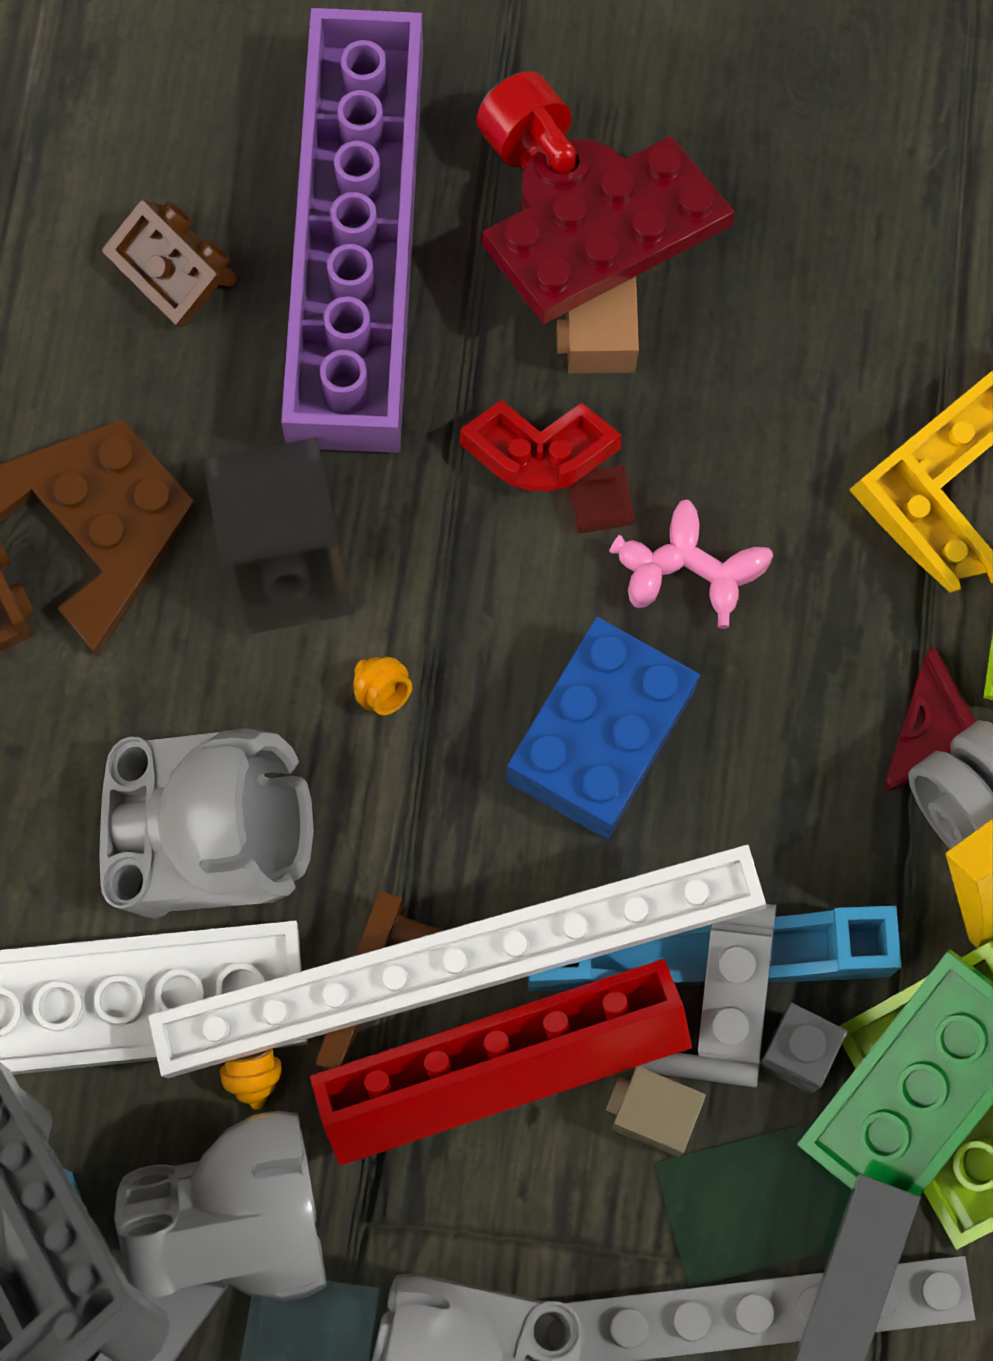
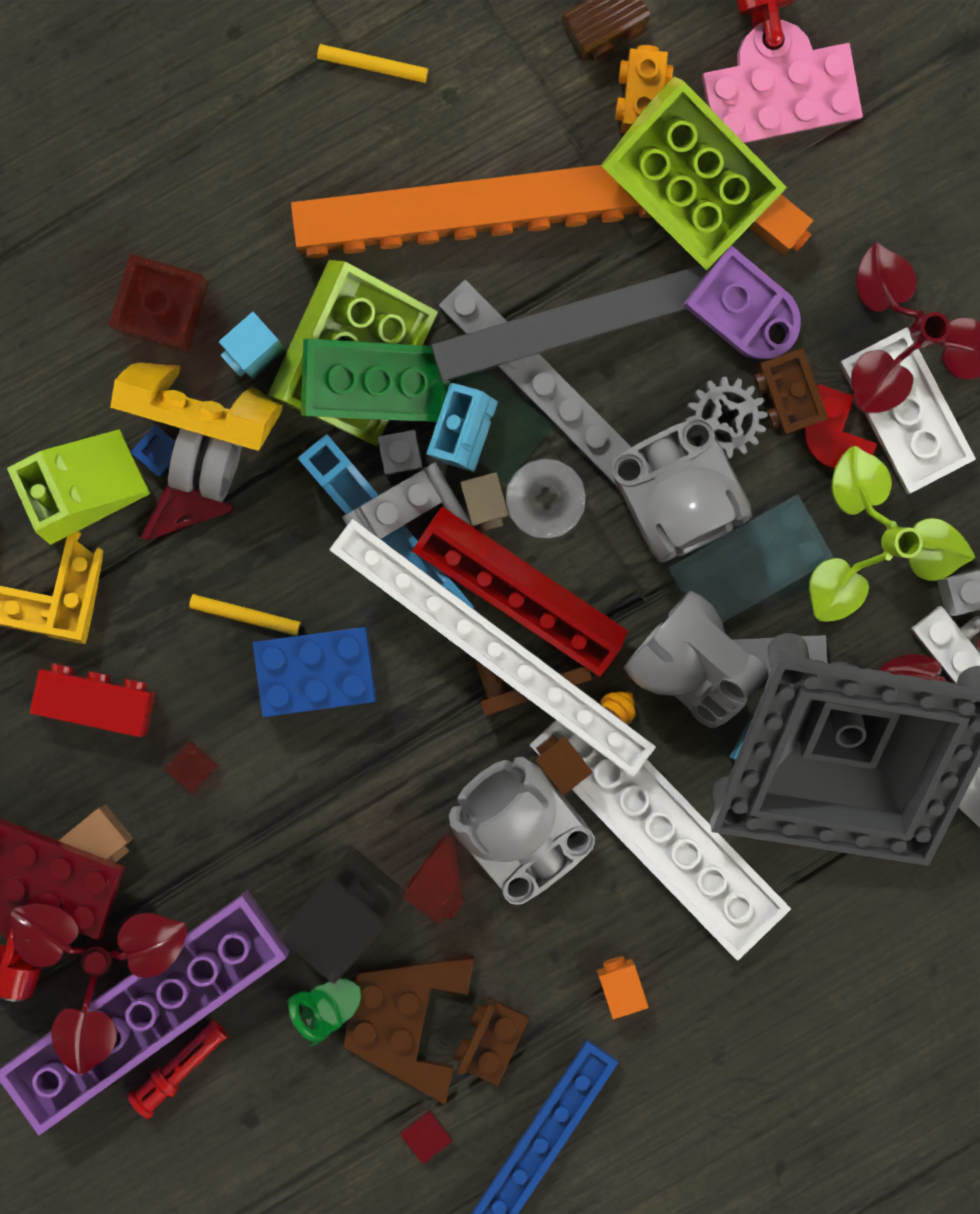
camera: 125 degrees left, 15 degrees up
(169, 260) = (236, 1095): bracket -> none
(184, 433) = (324, 1009): none -> green piece
(217, 669) = (438, 882): none -> clear red slope
(239, 939) = (562, 763): none -> reddish brown brick
(255, 197) = (161, 1082): none -> red pin
(381, 684) = (378, 800): light orange plate -> none
(440, 278) = (42, 935): none -> dark red plant
(536, 458) = (195, 812): red plate -> none
(589, 1155) = (531, 515): none -> clear wheel
(681, 552) = (189, 702): bright pink piece -> none
(739, 701) = (244, 615): none -> yellow bar
(773, 443) = (93, 700): none -> red brick
(777, 1155) = (462, 427): none -> medium azure brick

